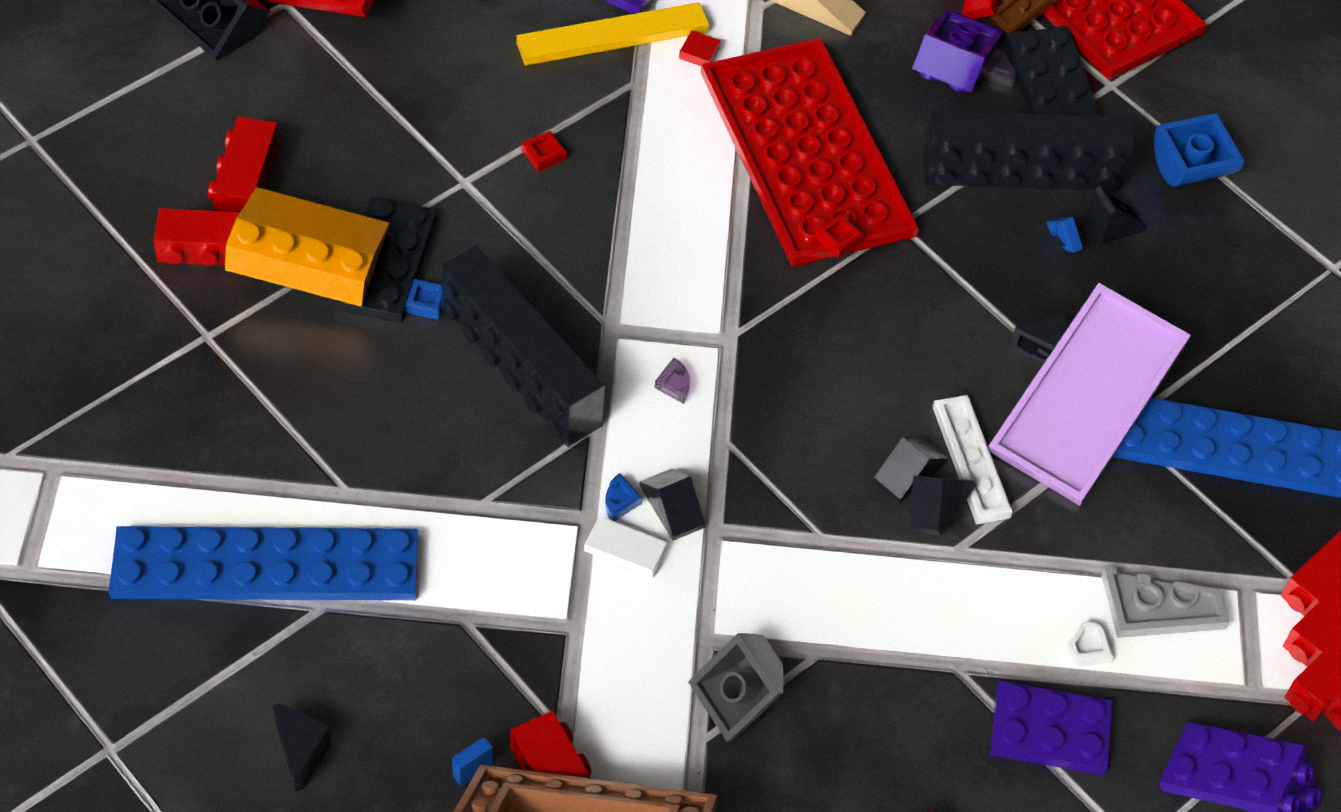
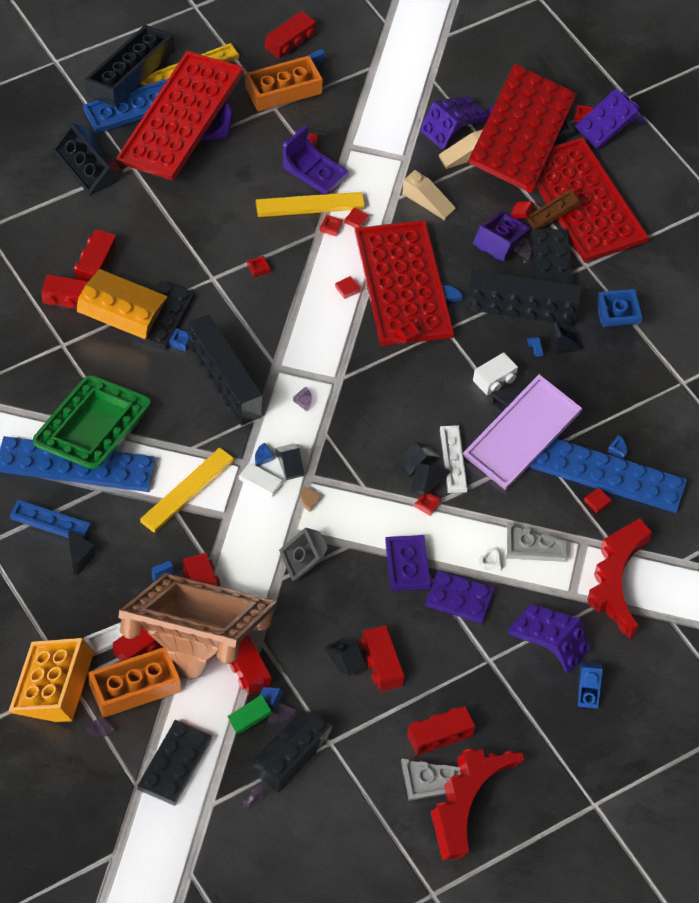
camera: 10 degrees right, 0 degrees up
(230, 685) = (48, 520): none -> blue plate
(285, 479) = (92, 422): none -> green wedge
(488, 587) = (187, 490): none -> yellow tile
(657, 65) = (331, 225): none -> red tile
(709, 169) = (347, 287): none -> red tile
(725, 570) = (309, 498): none -> medium nougat tile
(897, 160) = (451, 294): none -> blue tile
(938, 674) = (407, 562): none -> dark purple plate
(946, 550) = (428, 503): none -> red tile
(1010, 292) = (495, 374): none -> white brick
(1251, 502) = (597, 500): none -> red tile
(1260, 400) = (618, 448): none -> blue tile

